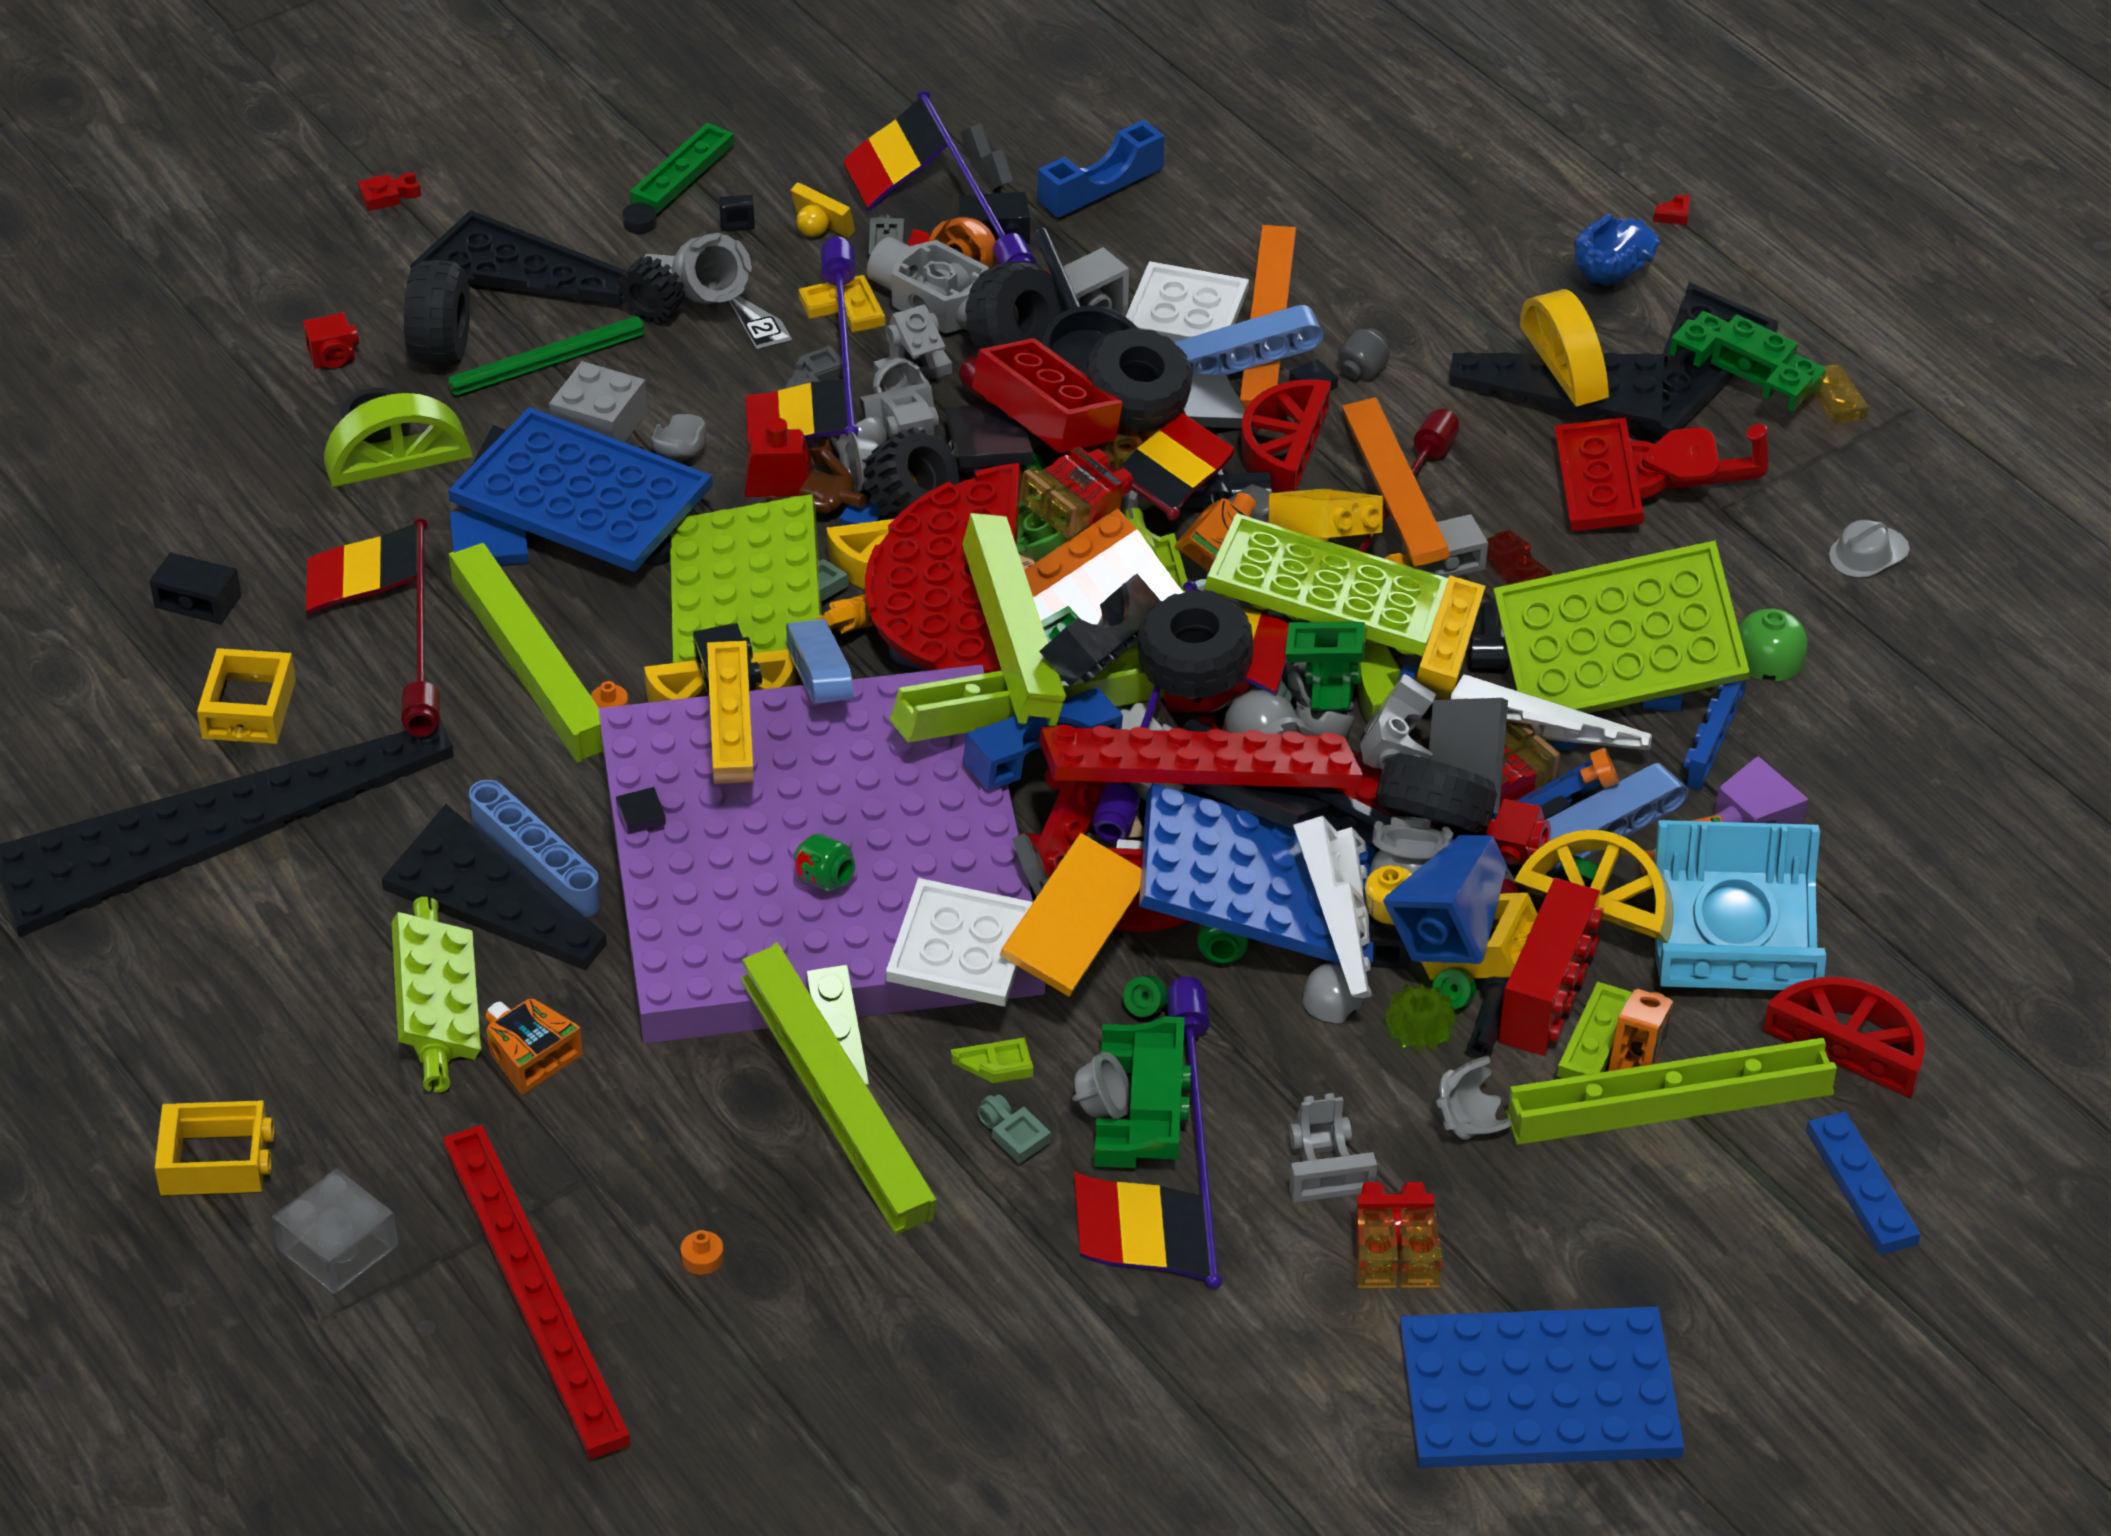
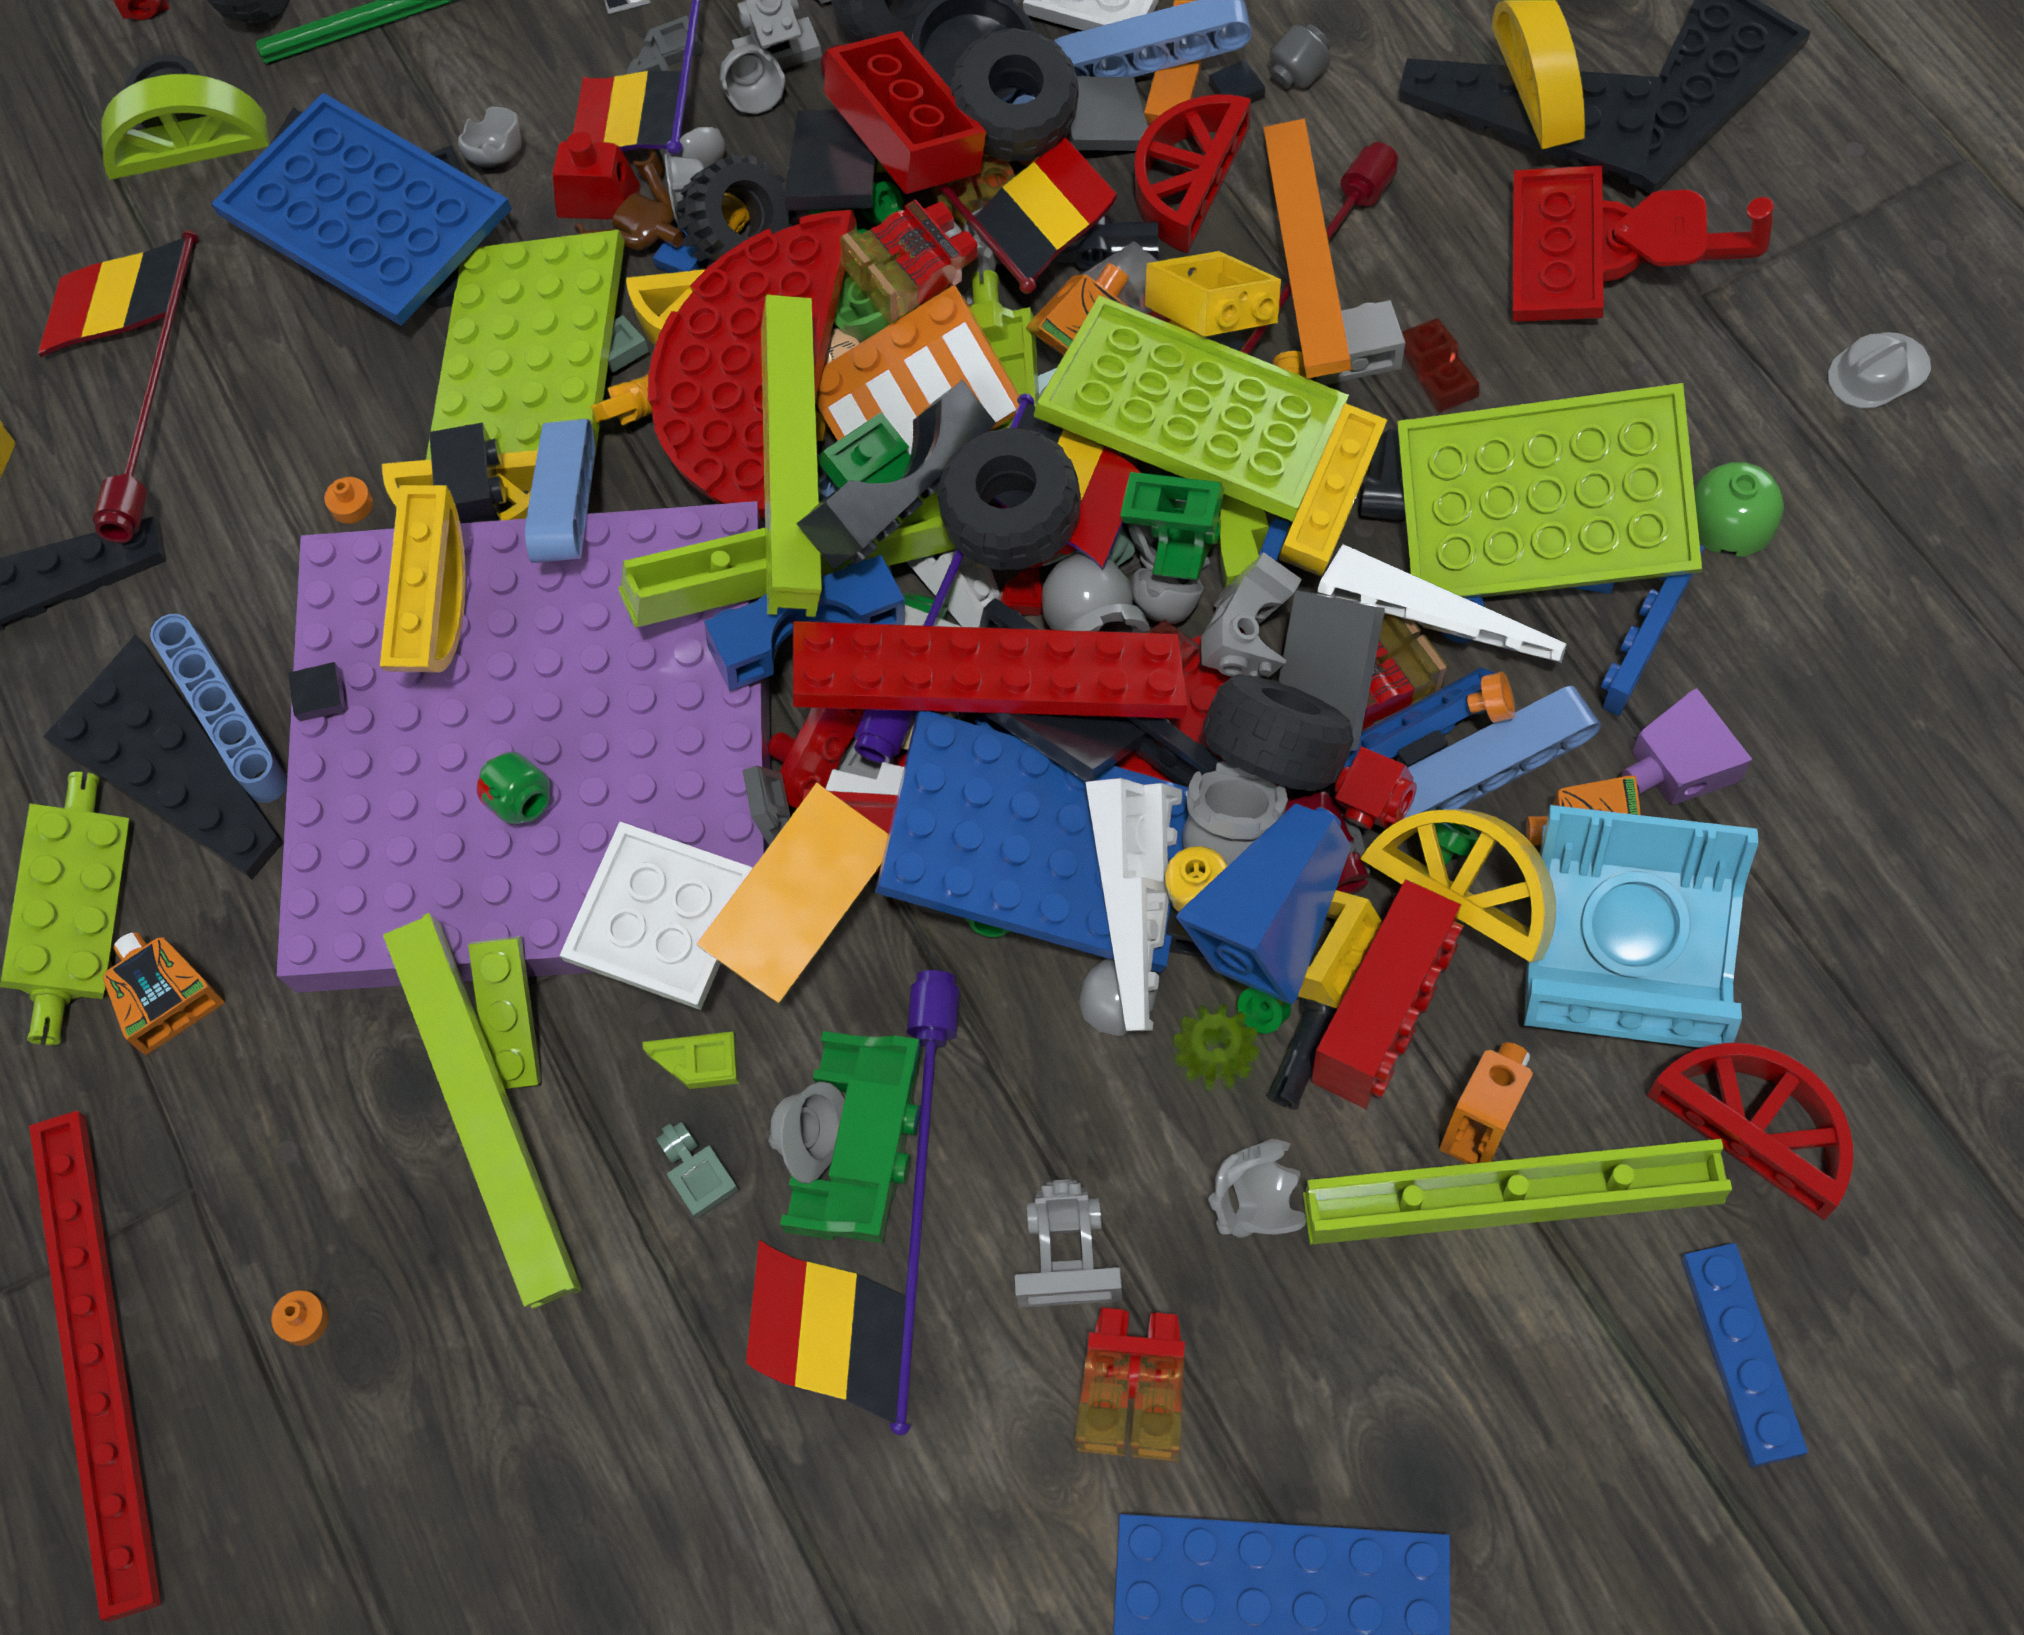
camera: 15 degrees right, 20 degrees up
(503, 540) = (253, 269): blue tile -> none
(528, 650) = (264, 416): lime tile -> none
(601, 401) = (410, 90): light grey brick -> none
(916, 413) = (751, 130): light grey tile -> none
(1145, 995) = (885, 985): green tile -> none
(1595, 1033) = (1432, 1091): lime plate -> none
(1751, 354) = (1771, 83): green bracket -> none
(1841, 396) = (1869, 136): clear yellow plate -> none

